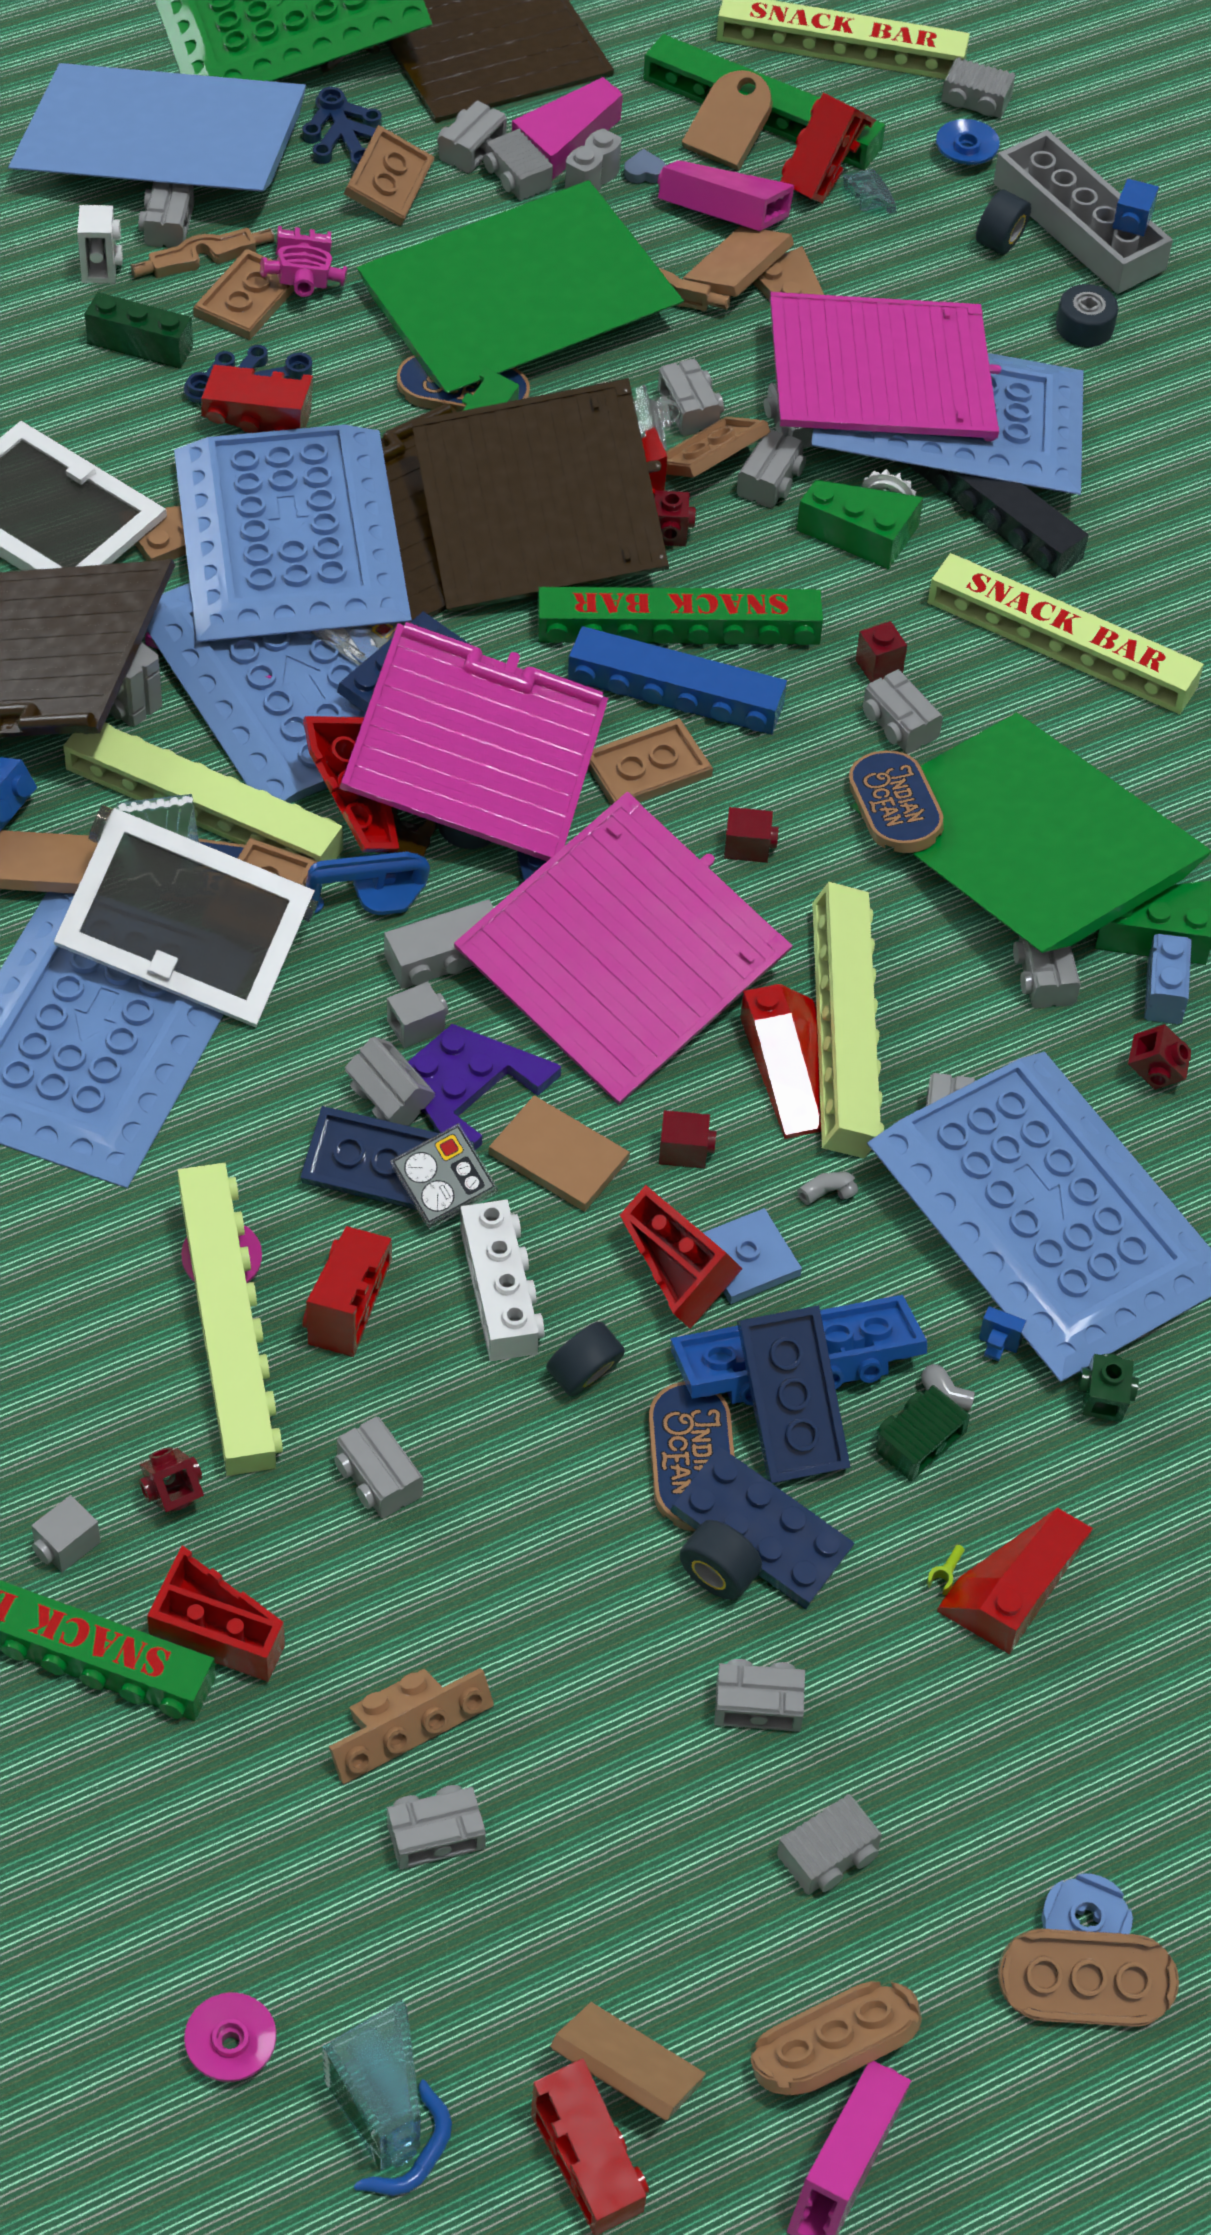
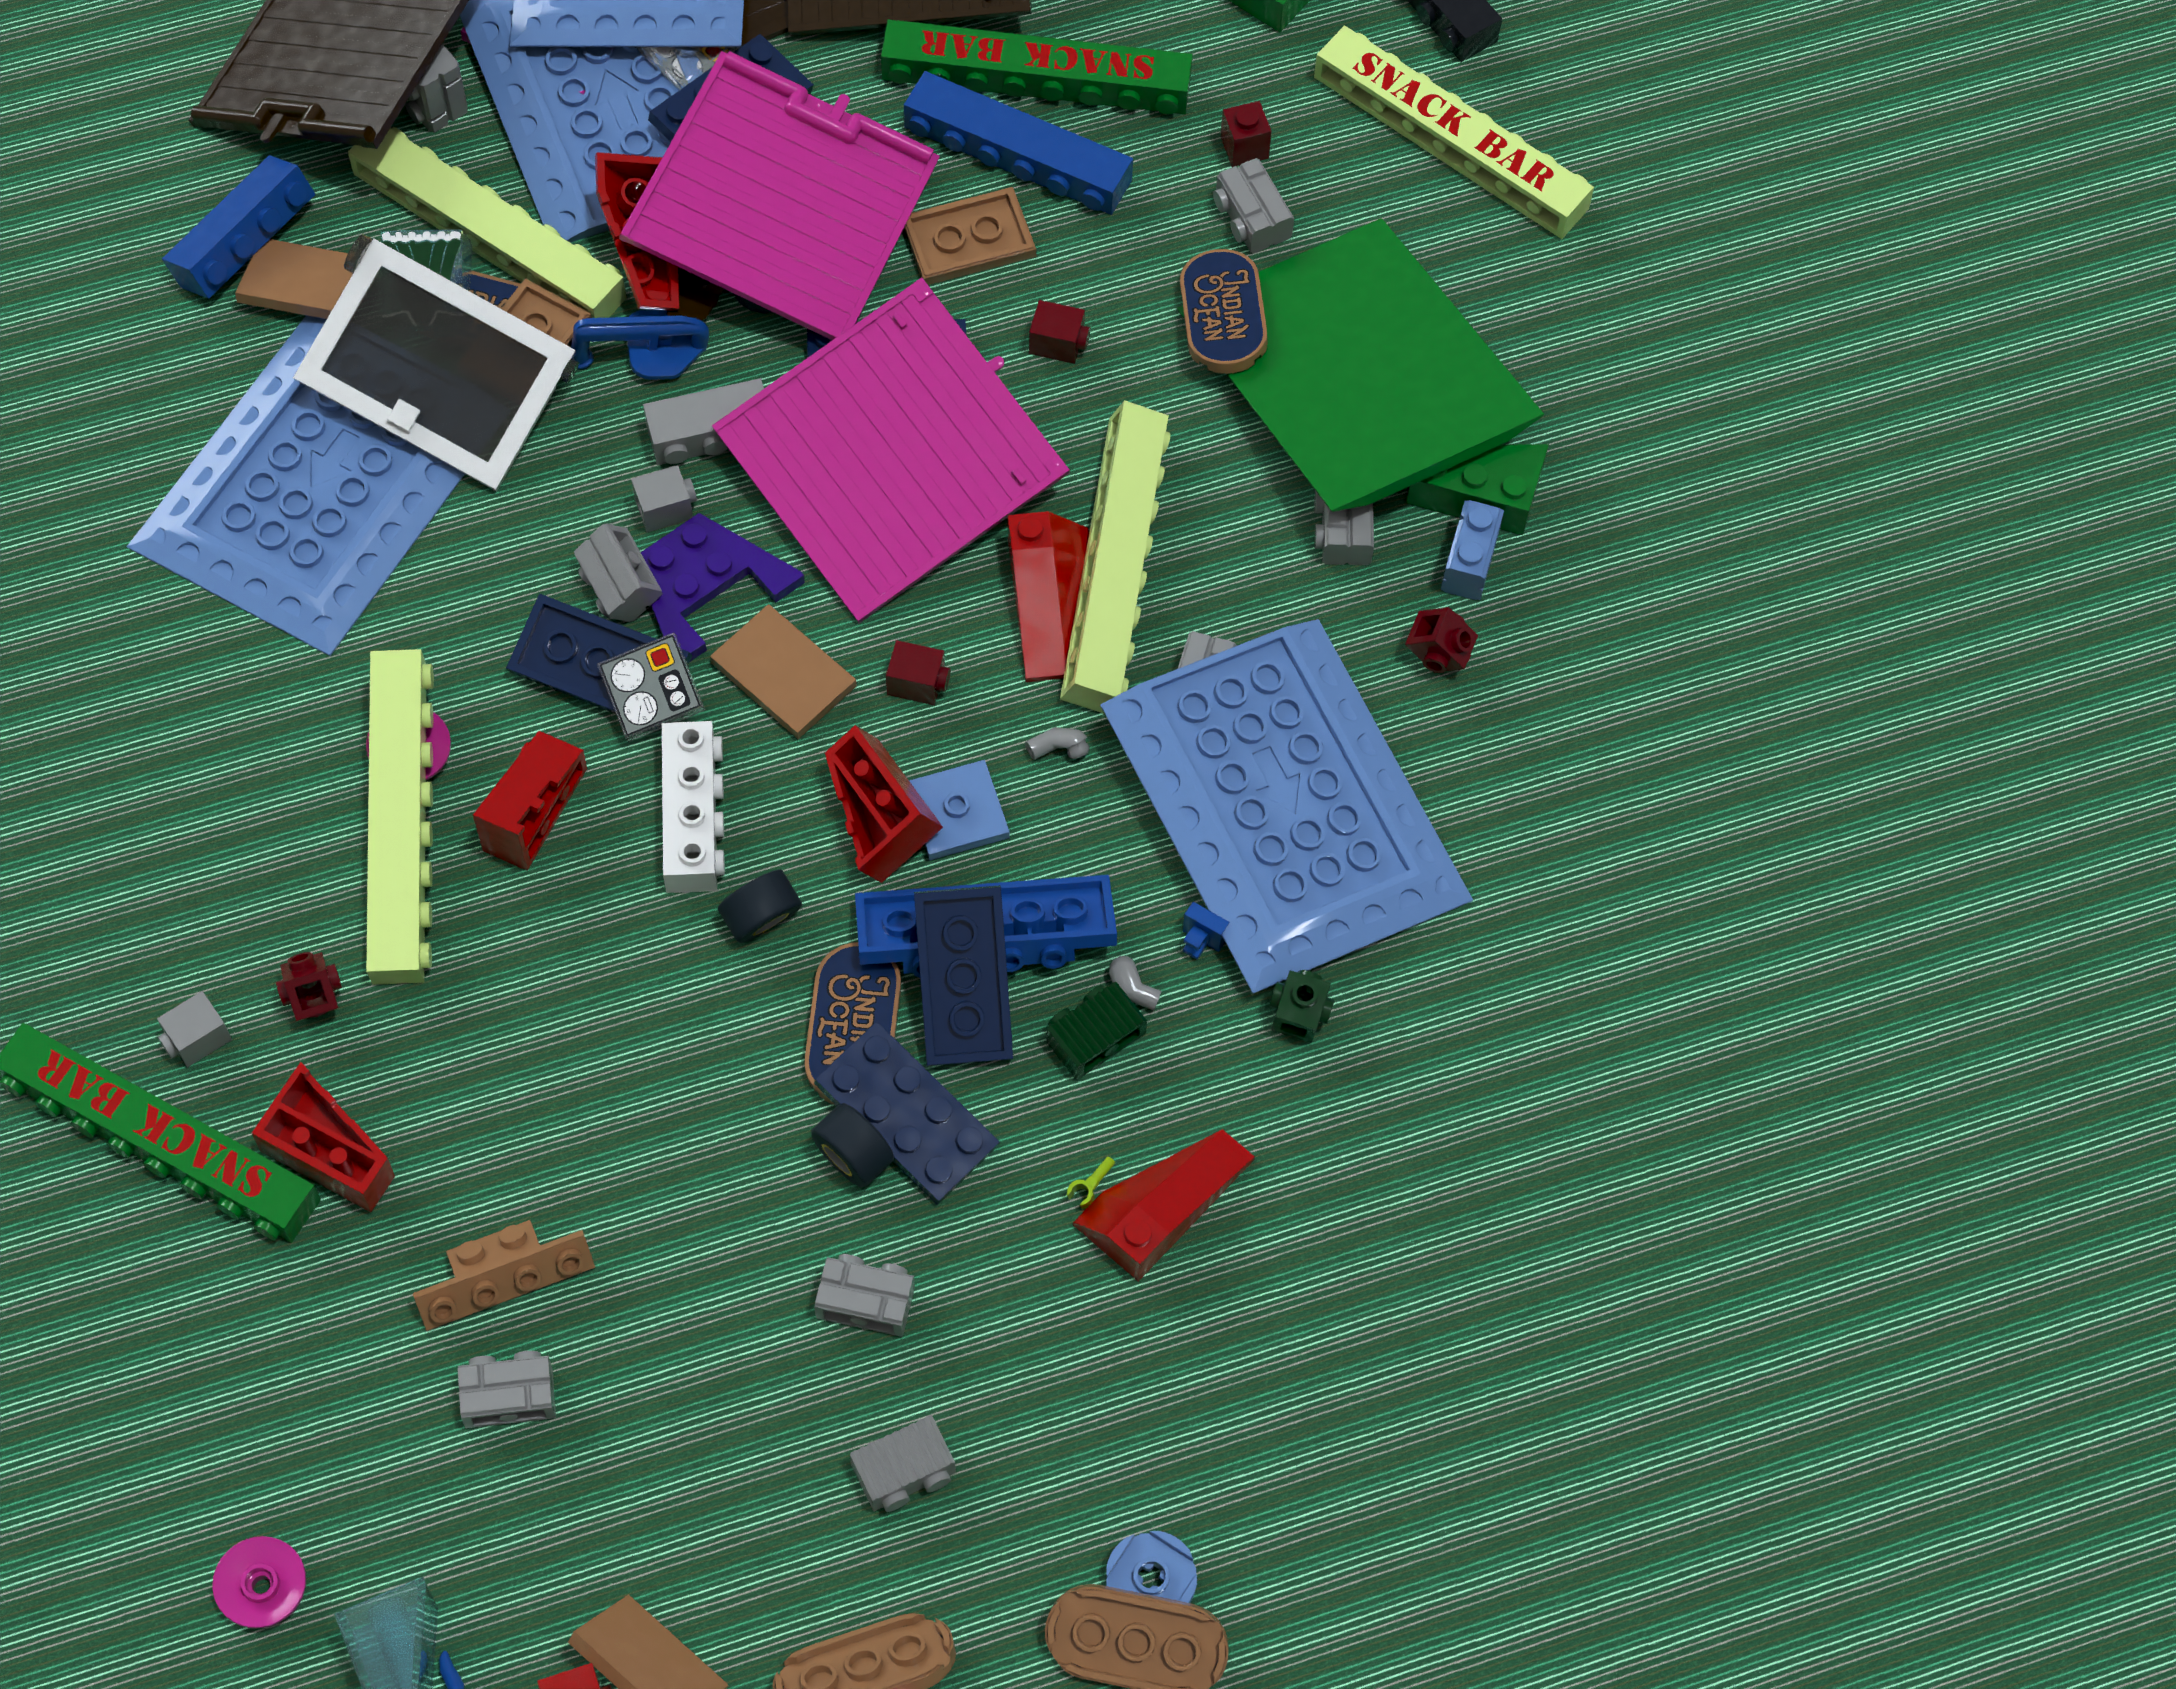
camera: 10 degrees right, 10 degrees up
(378, 1467) = (525, 998): light grey brick -> none

